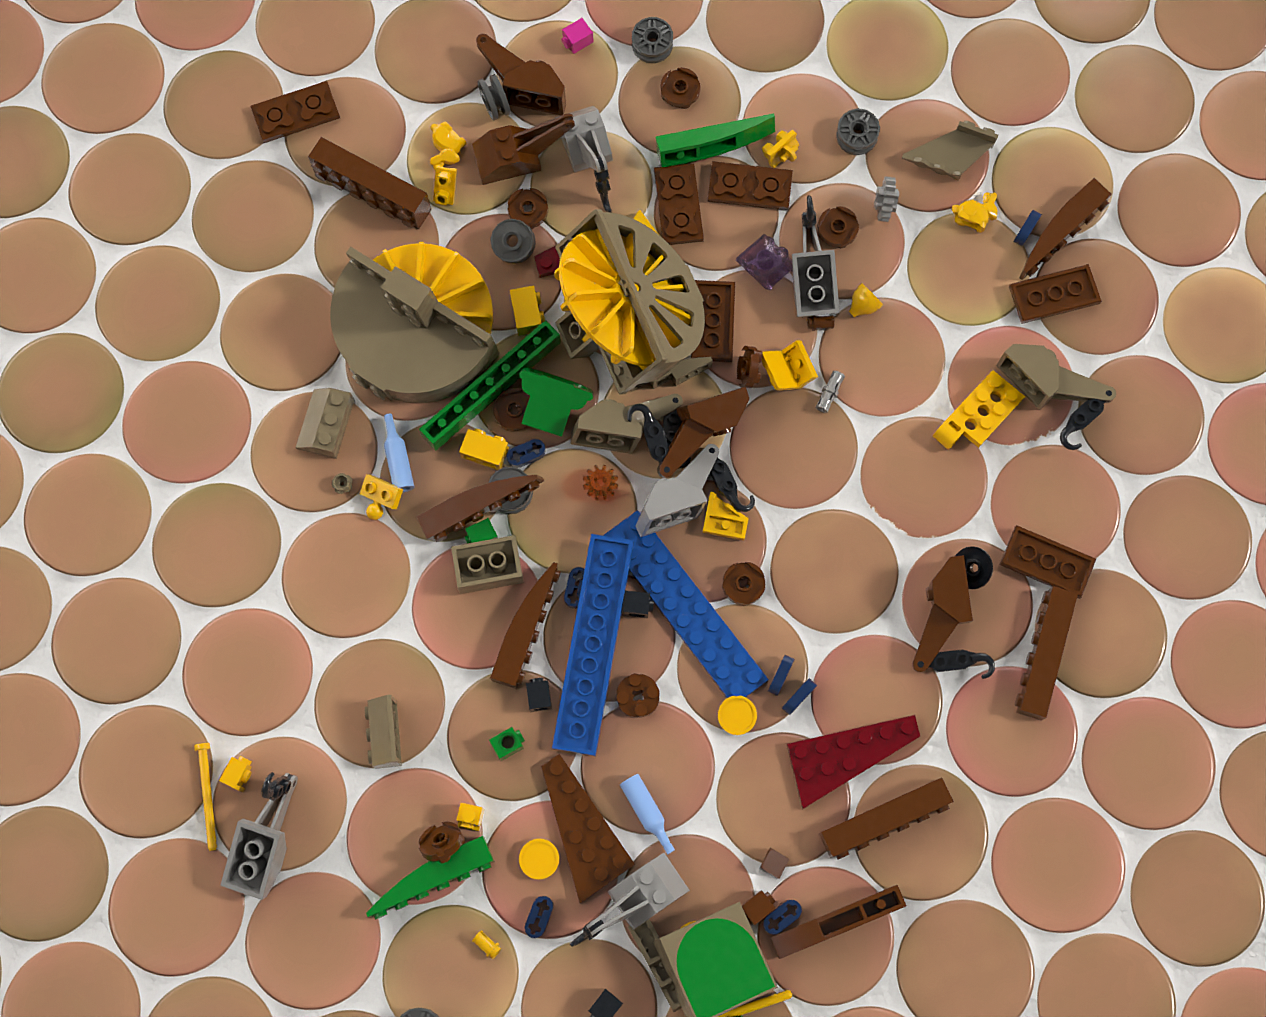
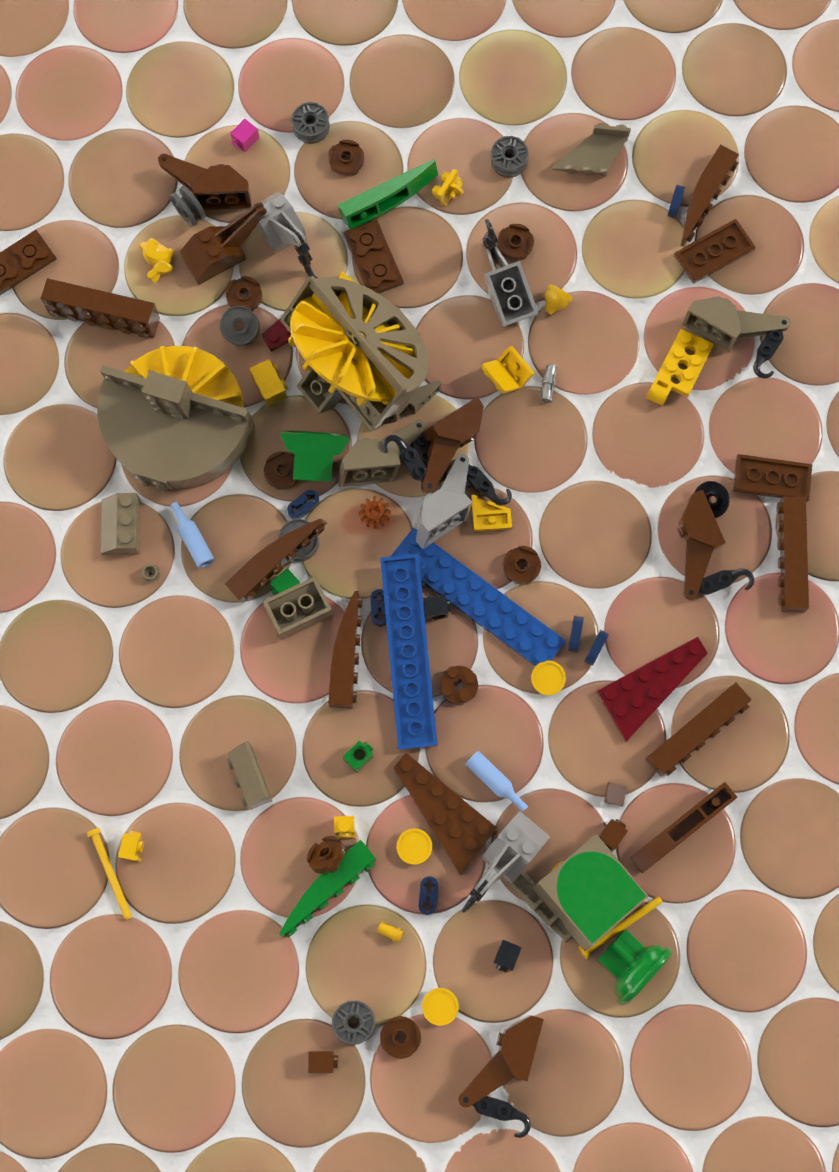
camera: 15 degrees left, 0 degrees up
(257, 849) = (167, 904): light grey slope -> none
(381, 493) = (188, 572): yellow plate -> none
(444, 185) = (166, 293): yellow hips -> none
(484, 449) = (266, 510): yellow brick -> none
(490, 385) = (255, 455): green brick -> none
(538, 695) = (374, 707): black brick -> none
(719, 320) = (437, 346): reddish brown tile -> none
(748, 366) = (474, 380): reddish brown plate -> none
(750, 185) = (430, 226): reddish brown piece -> none
(766, 261) = (462, 287): clear purple slope -> none
(786, 921) = (631, 834): dark blue beam -> none
(820, 322) = (524, 326): reddish brown pin -> none
(886, 199) = (550, 207): light grey gear -> none
(976, 214) = (629, 201): yellow animal -> none

